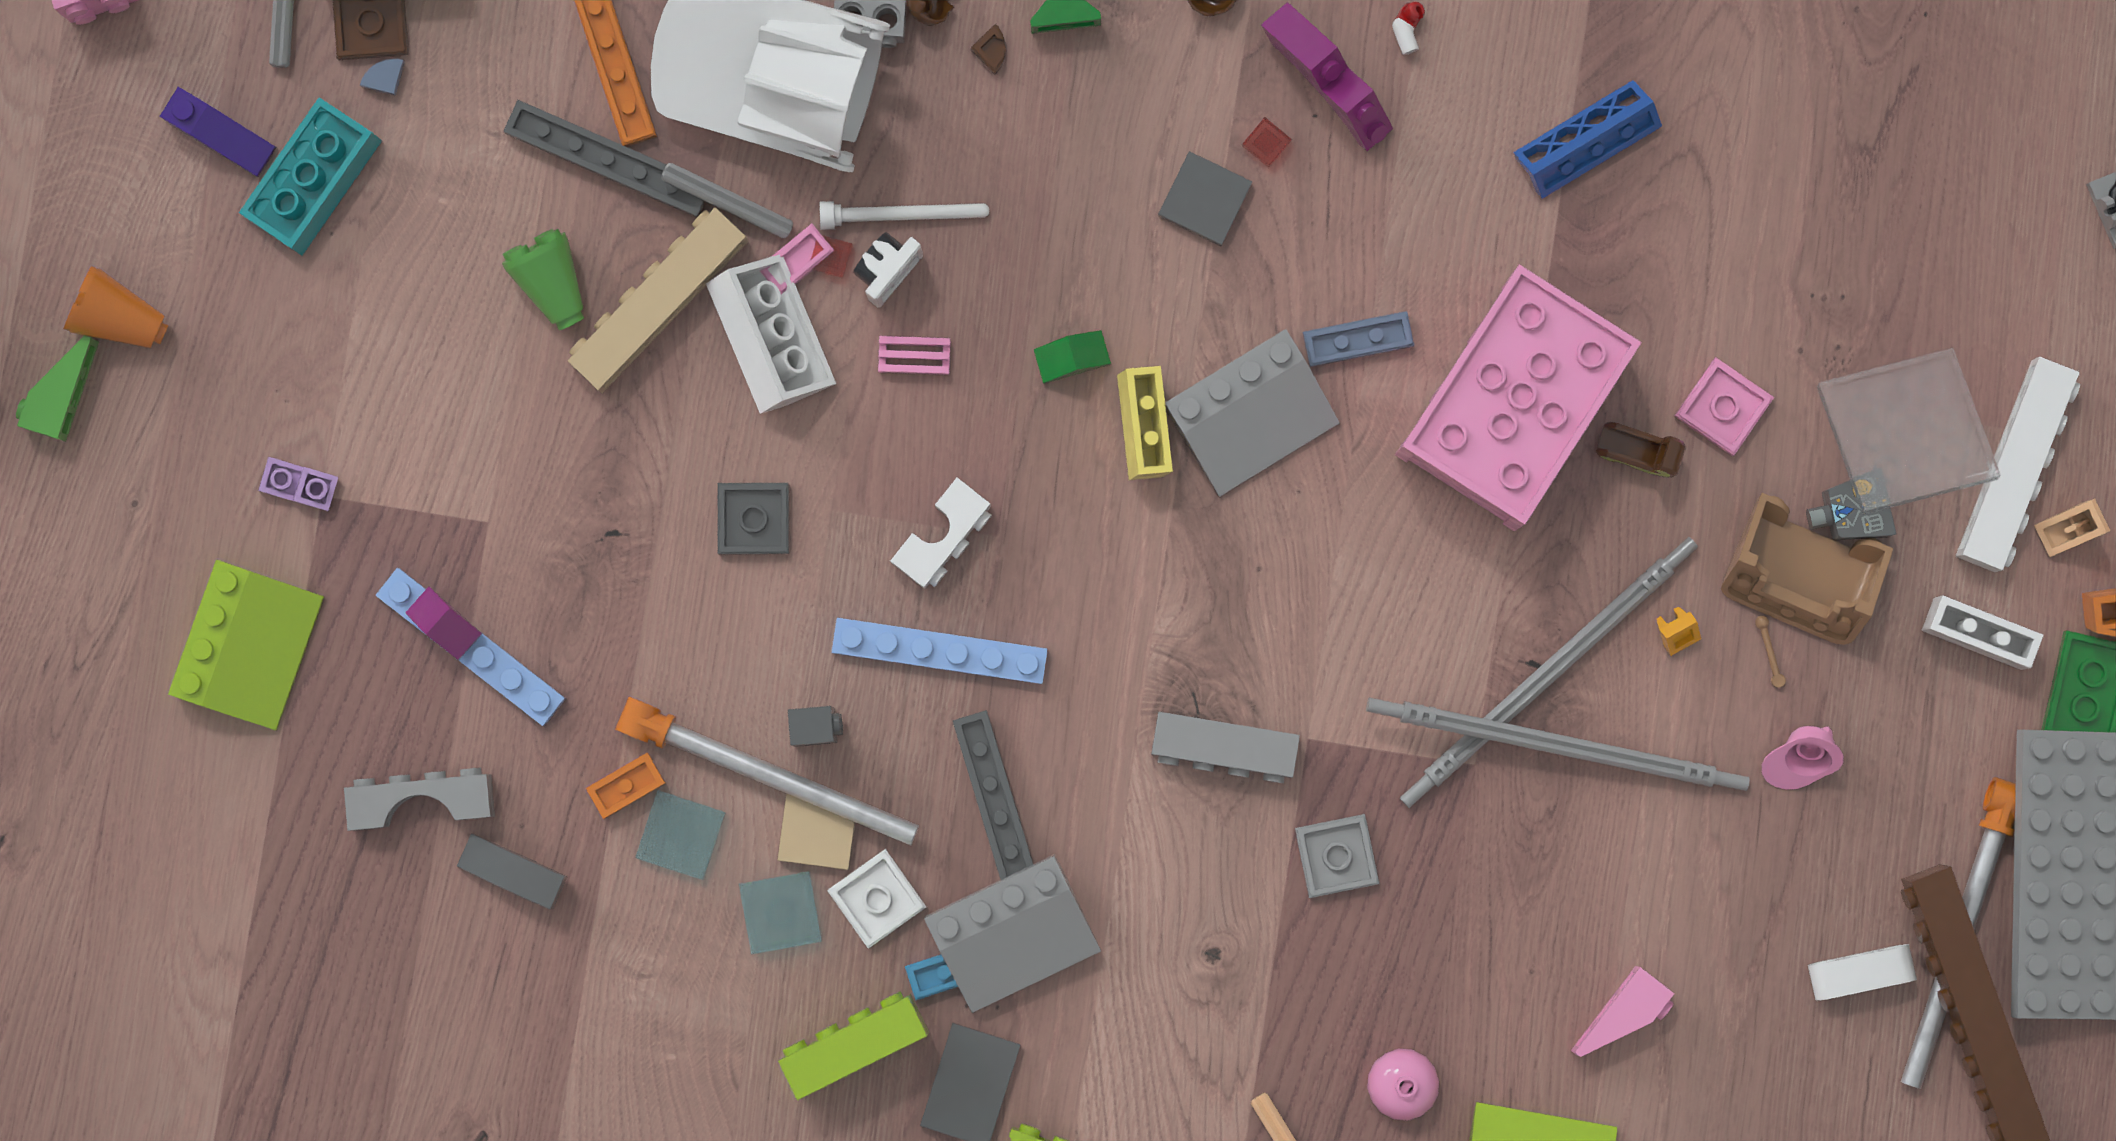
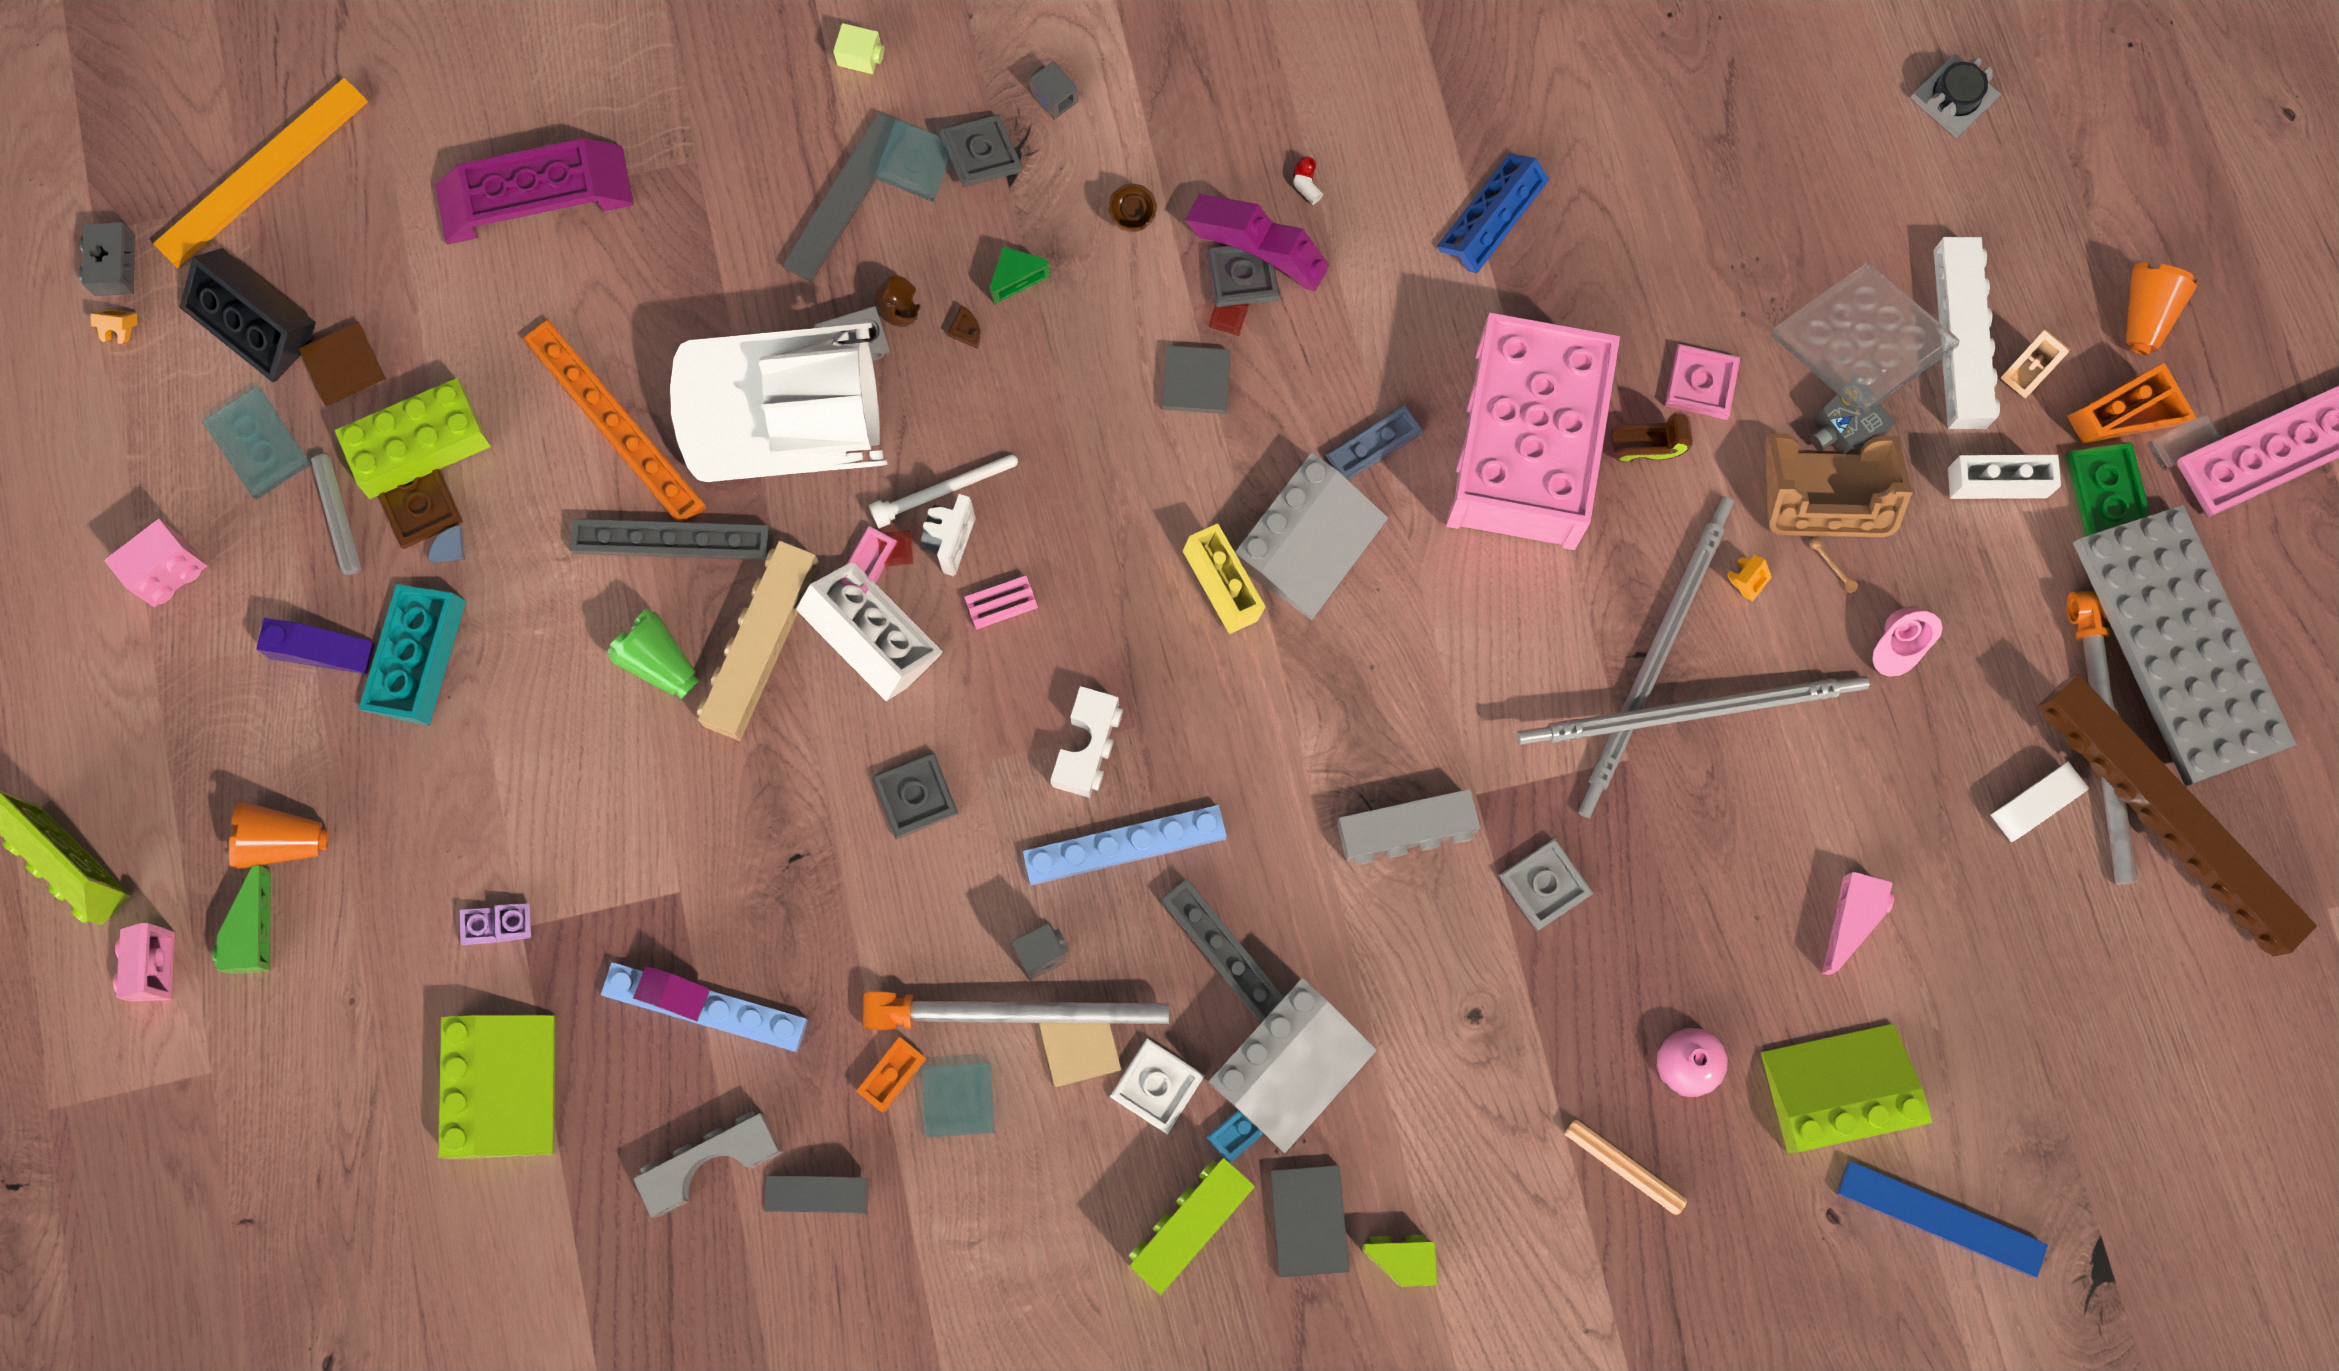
camera: 25 degrees left, 10 degrees down
(726, 200) = (787, 532): light grey axle -> none
(780, 912) = (1075, 1134): clear light blue tile -> none
(1072, 355) = (1136, 550): green slope -> none
(1295, 107) = (1241, 277): none -> dark grey tile

